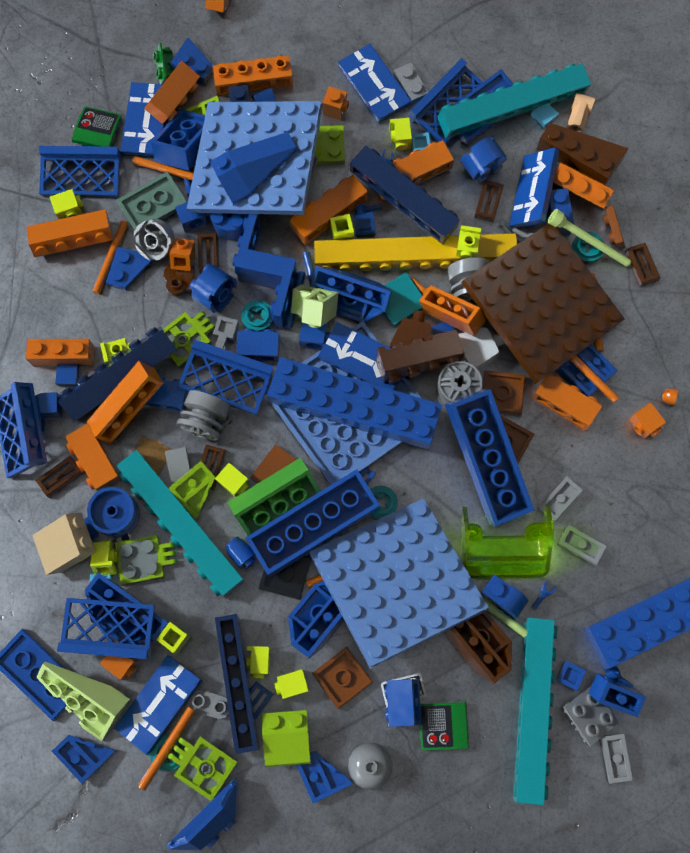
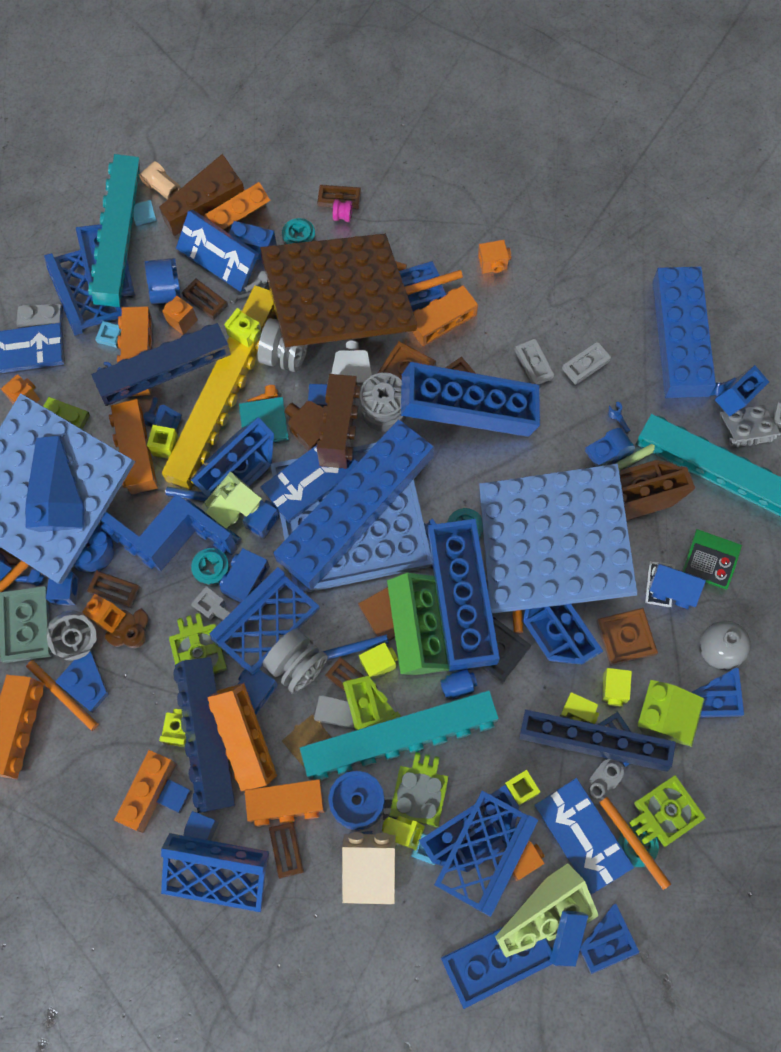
camera: 65 degrees left, 5 degrees down
(70, 722) = (569, 938): none -> blue tile
(210, 821) = (726, 828): blue wedge -> none
(213, 288) = (159, 595): blue brick -> none
(237, 457) = (356, 647): none -> blue bar
(401, 133) = (89, 346): neon yellow brick -> none
(452, 310) = (304, 373): orange brick -> none
(461, 188) = (179, 315): none -> orange brick
(507, 555) = (570, 427): clear neon green windscreen -> none
(558, 219) = (263, 239): yellowish green piece -> none
(570, 675) = (706, 425): blue plate -> none
(612, 221) = (299, 203): dark orange plate -> none
(628, 272) = (342, 210): none -> dark pink wheel
(669, 396) = (478, 228): orange hinge -> none

